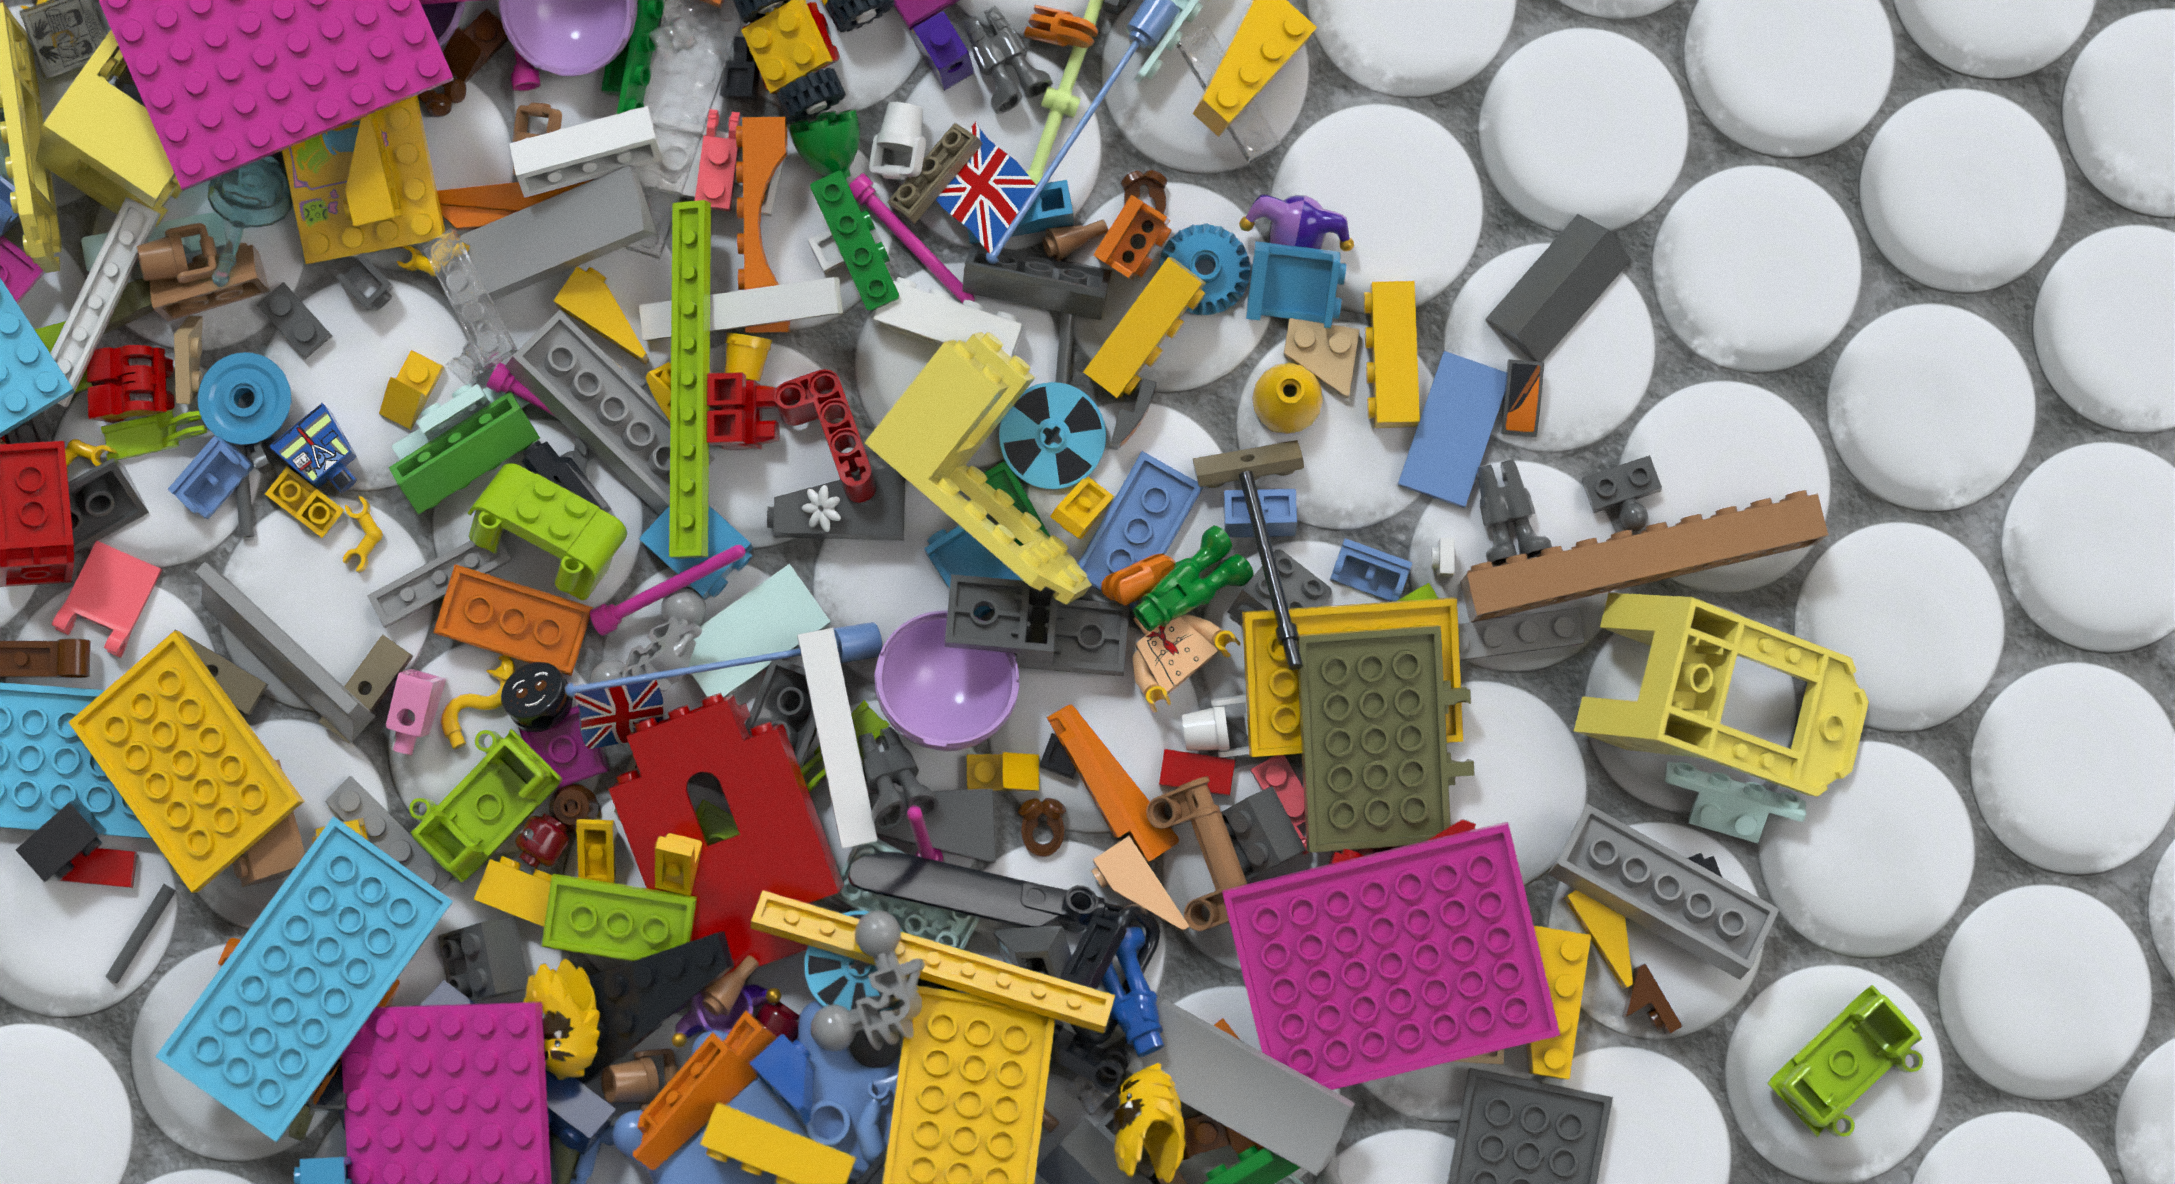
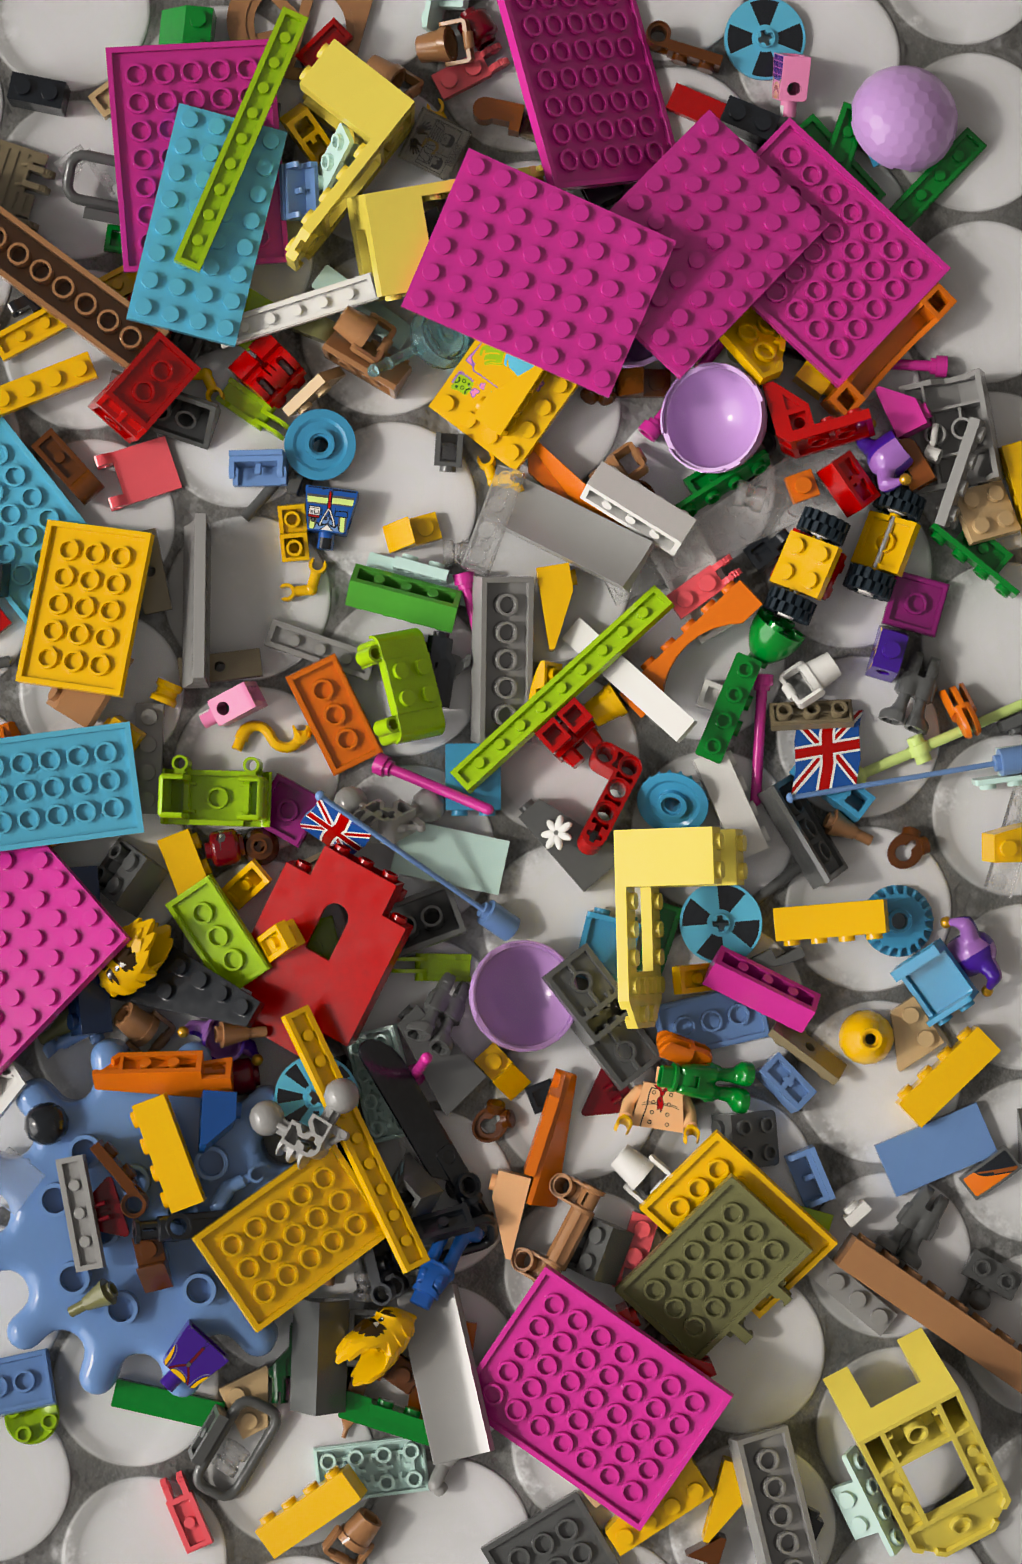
camera: 45 degrees right, 5 degrees up
(294, 320) = (391, 429): dark grey plate -> none
(341, 762) = (166, 692): none -> yellow wheel
(536, 697) = (303, 769): black head -> none
(837, 738) = (434, 963): white tile -> none
(869, 377) = (663, 812): none -> dark azure gear
(1116, 697) = (604, 1097): none -> dark red piece
(1123, 230) = (869, 858): orange piece -> none
(1149, 451) = (761, 989): none -> dark pink brick
(1184, 767) = (599, 1174): red tile -> none
(1286, 631) = (728, 1167): black bar -> none

